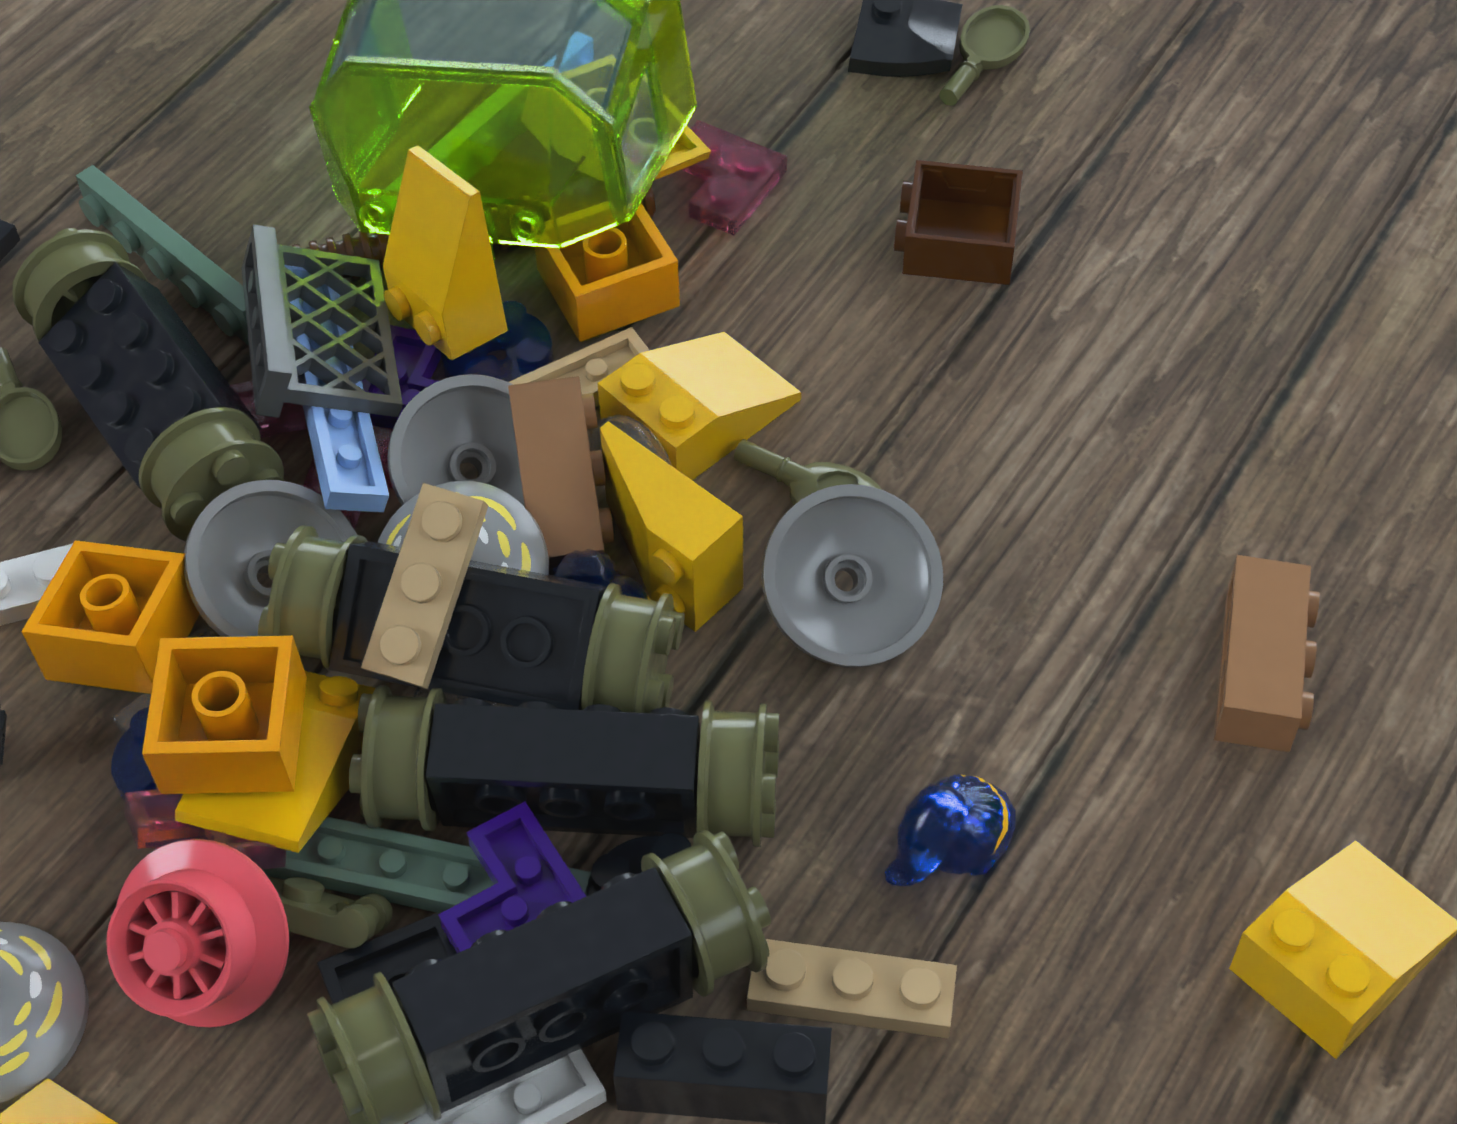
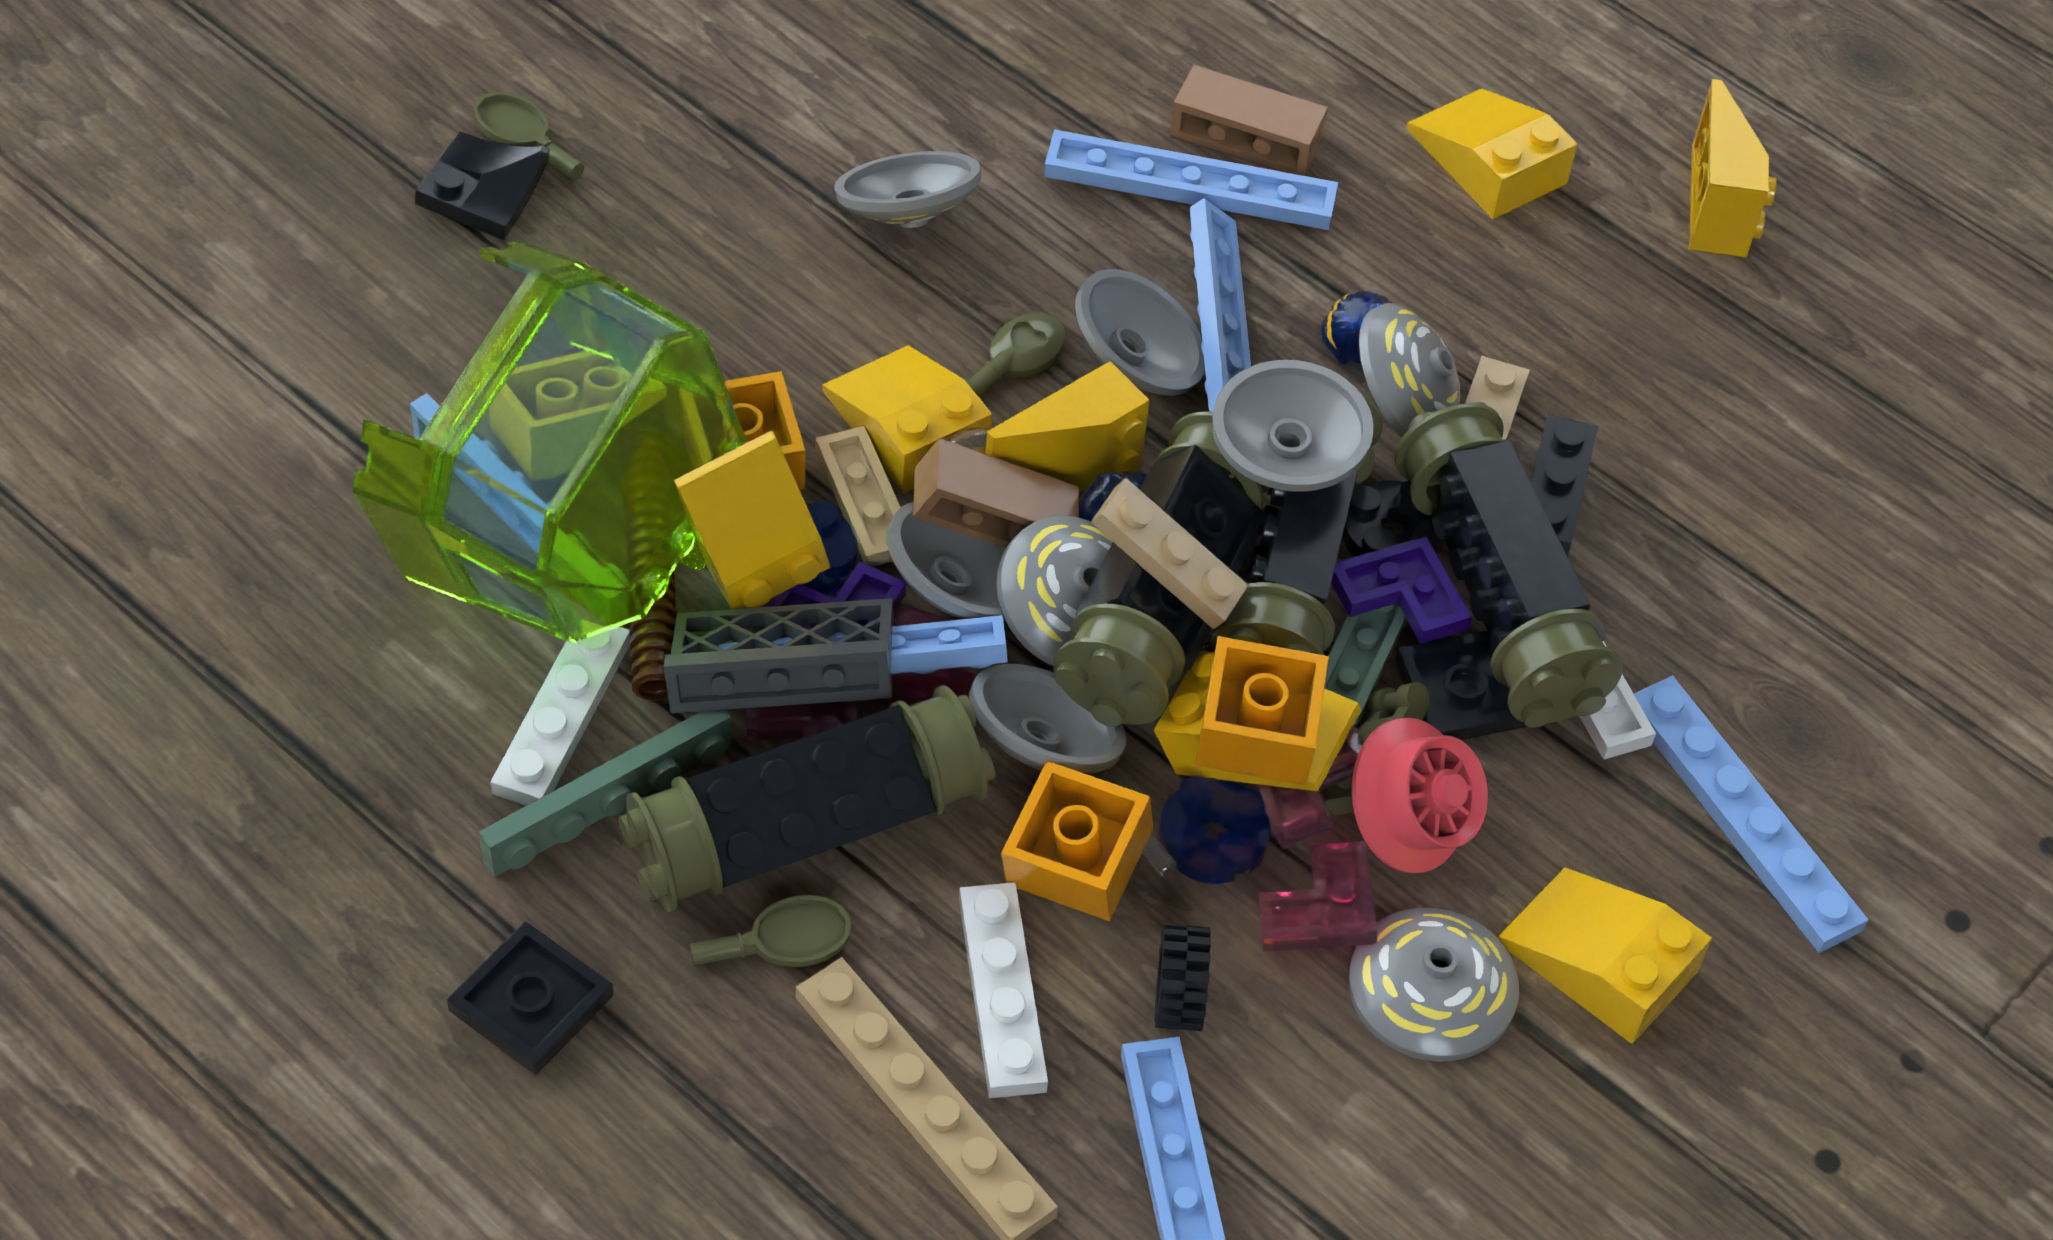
camera: 85 degrees left, 0 degrees up
(55, 883) = (1329, 915): none -> clear pink plate
(233, 210) = (559, 716): none -> white plate
(622, 644) = (1292, 425): none -> light grey dish
(846, 818) = (1406, 365): none -> light grey dish
(916, 667) = (1219, 296): none -> light blue plate
(959, 222) = (748, 199): reddish brown piece -> none
(1006, 335) = (908, 186): none -> light grey dish
(1143, 617) = (1190, 179): none -> light blue plate

